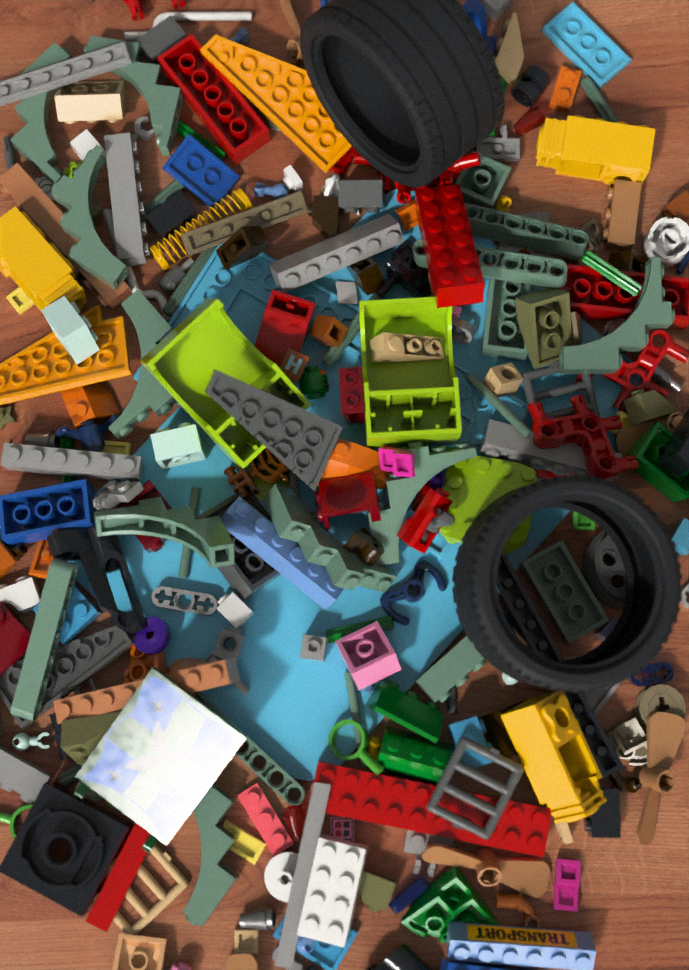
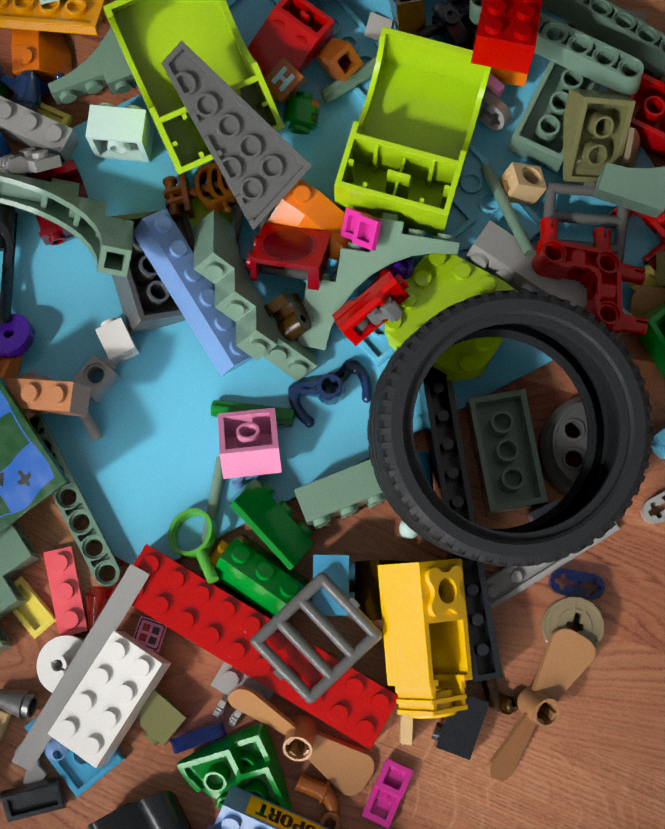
camera: 20 degrees right, 0 degrees up
(169, 592) = (62, 300): light grey beam -> none
(186, 551) = (87, 257): sand green bar -> none
(313, 648) = (190, 414): light grey brick -> none
(352, 395) = (335, 135): dark red panel -> none
(405, 348) = (420, 106): tan slope -> none
(452, 701) = (331, 532): dark grey piece -> none
(581, 522) = (558, 380): bright green slope -> none
(629, 741) = (521, 652): dark tan brick -> none

